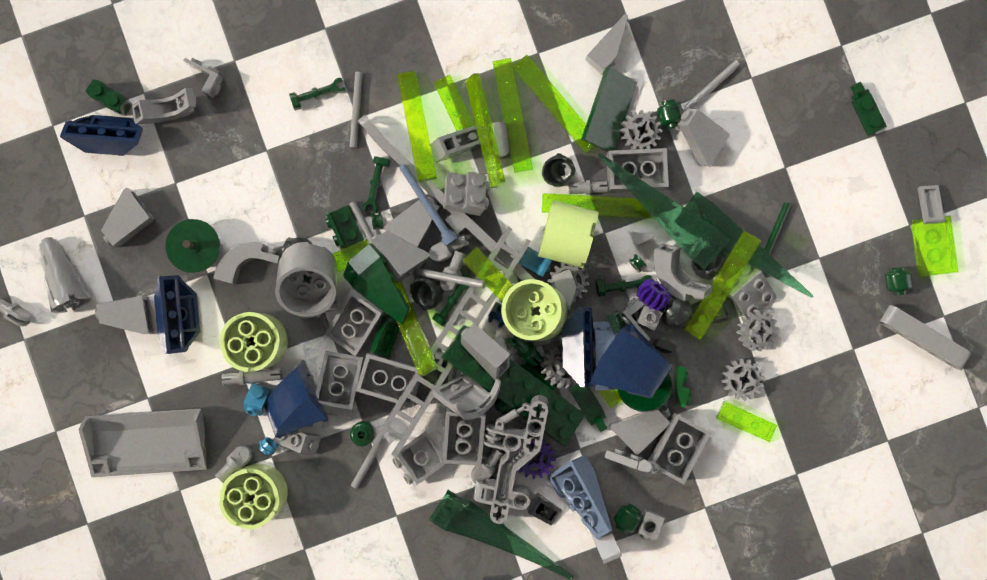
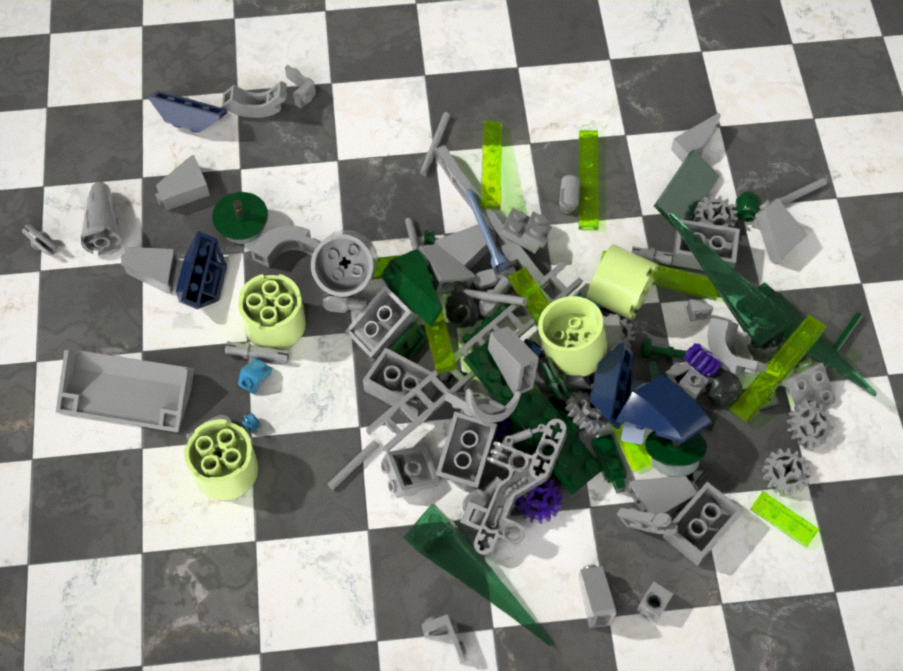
camera: 15 degrees right, 25 degrees down
(108, 97) = (204, 83): dark green brick -> none
(294, 403) = (293, 378): dark blue wedge -> none
(300, 442) = (286, 420): light grey bracket -> none
(315, 93) = (400, 121): dark green piece -> none
(338, 383) = (342, 380): light grey slope -> none
(344, 227) = (394, 237): dark green bracket -> none
(363, 426) = (355, 430): dark green head -> none
(375, 183) = (446, 189): dark green piece -> none
(453, 103) = (532, 158): clear neon green tile -> none
(455, 143) = (527, 188): light grey slope -> none
(485, 130) = (558, 182): clear neon green tile -> none
(543, 509) = (535, 556): black slope -> none
(552, 100) = (632, 177): clear neon green tile -> none
(558, 170) = (624, 230): pearl dark grey hair -> none
(581, 489) = (582, 540): sand blue wedge -> none
(628, 518) = (630, 588): dark green head -> none
(637, 263) = (689, 333): dark green bush -> none
(681, 393) = (715, 464): green slope -> none

